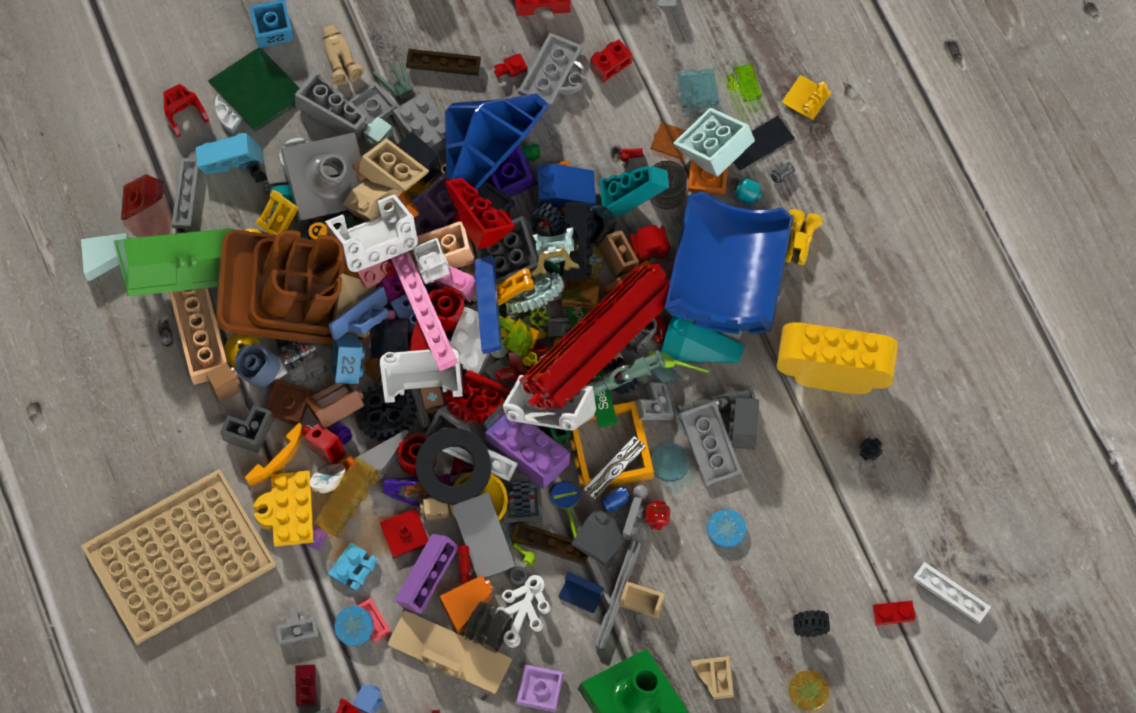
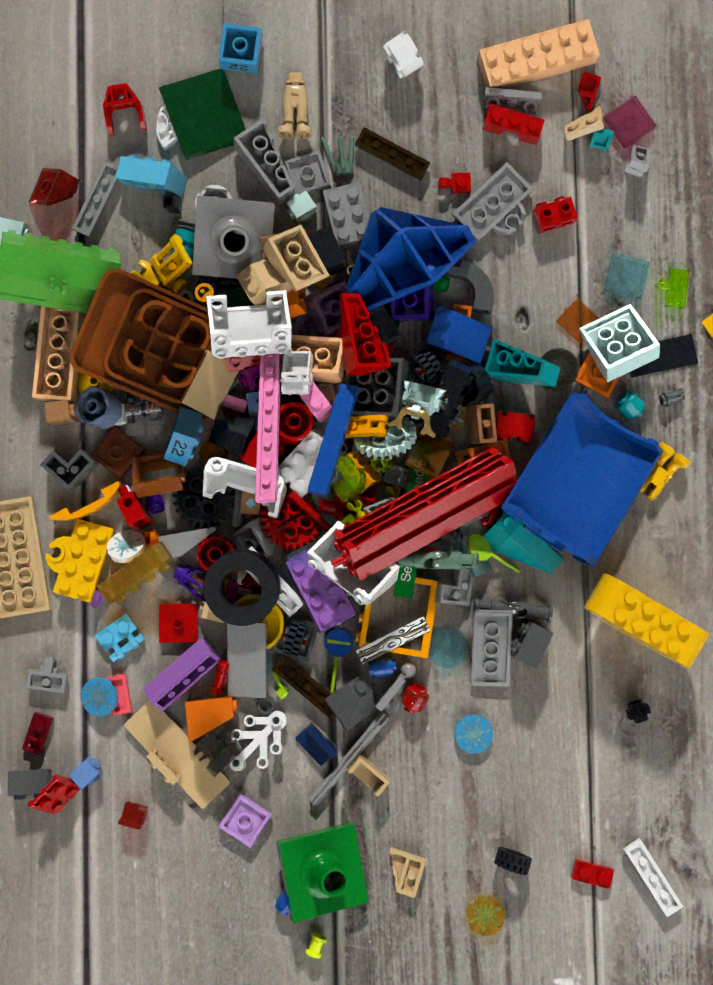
camera: 20 degrees right, 20 degrees up
(361, 315) = (211, 402): medium blue bracket -> none
(564, 138) = (478, 282): none -> dark grey arch
(626, 154) = (529, 320): red arm -> none

